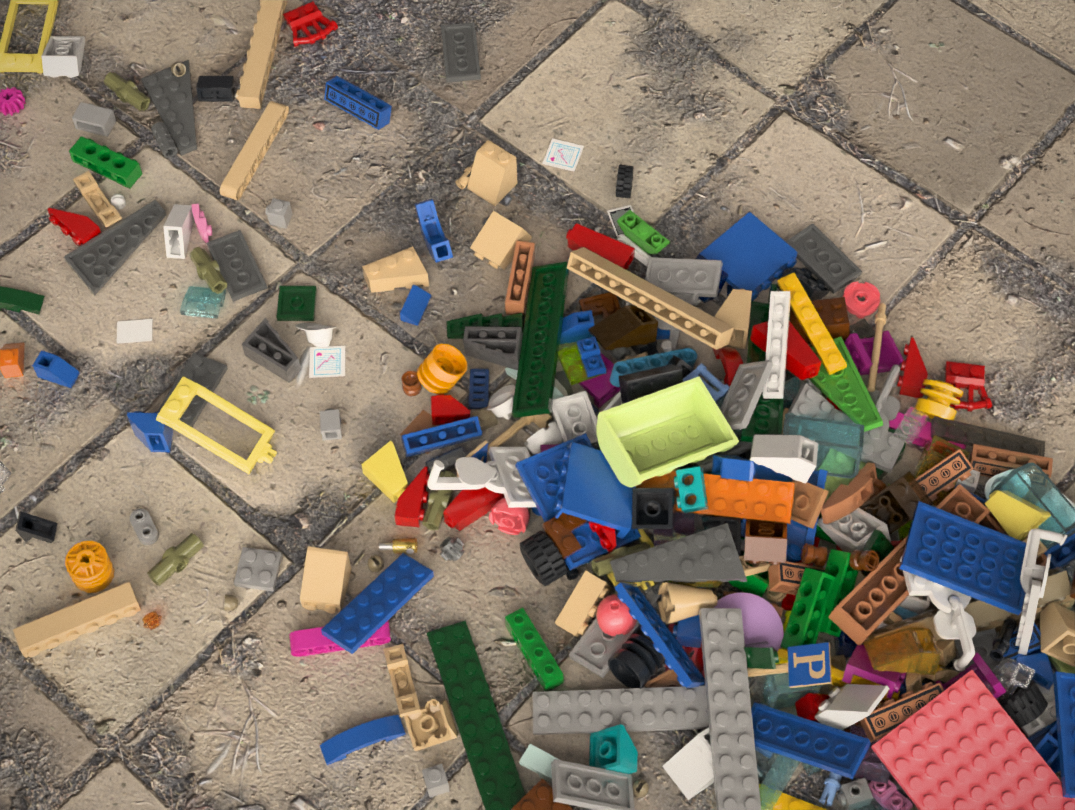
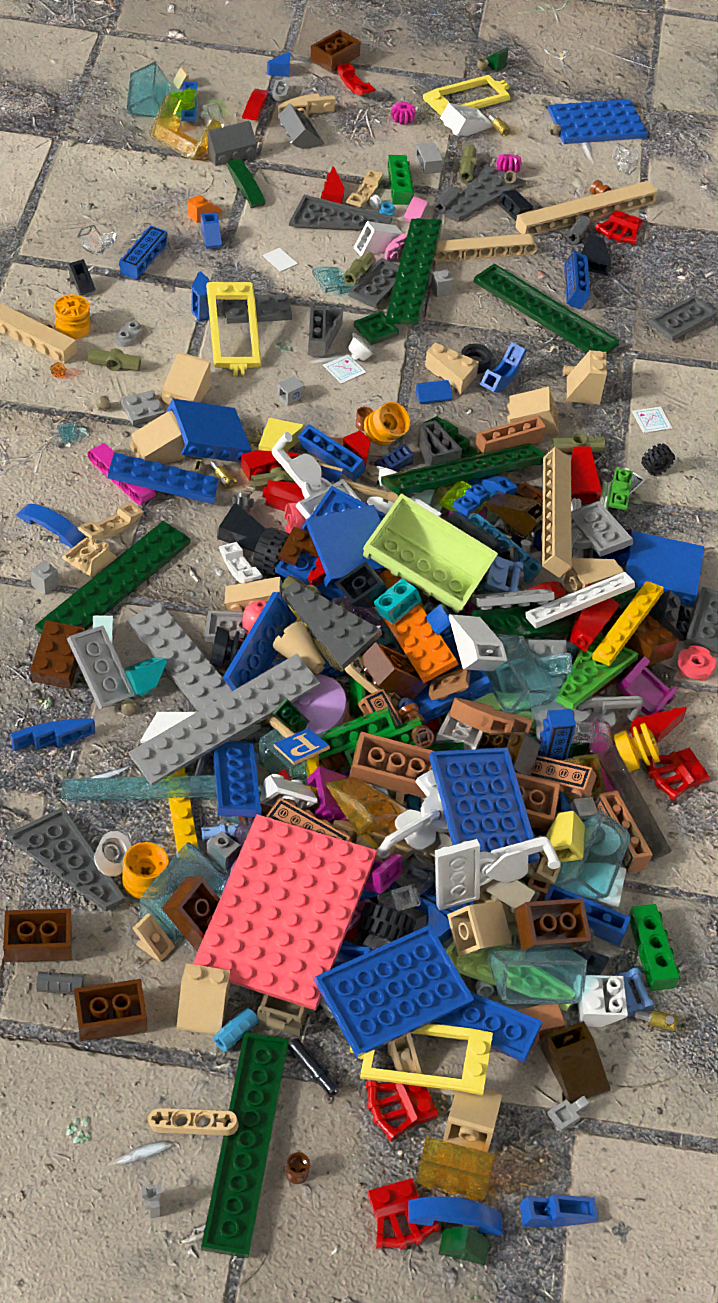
camera: 50 degrees right, 10 degrees down
(37, 448) = (143, 252): none -> blue brick
(95, 33) = (500, 126): none -> clear yellow piece
(137, 193) = (387, 208): none -> dark azure plate
(156, 58) = (509, 162): none -> dark pink gear
(159, 174) = (415, 209): none -> bright pink slope
(244, 657) = (67, 432): none -> clear light blue slope
(248, 9) = (598, 187): none -> dark orange wheel
(250, 226) = (414, 272): none -> dark green plate
(261, 511) = (187, 379): none -> tan slope
(288, 59) = (579, 229): none -> dark grey axle
(330, 64) = (597, 255): none -> black slope
(348, 525) = (210, 430): none -> blue panel
(374, 152) = (545, 310): none -> dark green plate
(394, 234) = (480, 351): none -> black tyre
(485, 568) = (240, 528): none -> black slope
(530, 597) = (237, 564): none -> white slope
(534, 650) = (195, 587): green brick -> none
(560, 228) = (566, 444): none -> olive piece
(831, 405) = (557, 665): none -> clear light blue slope
(880, 321) = (685, 682): tan bar -> none
(908, 453) = (557, 734): none -> blue brick

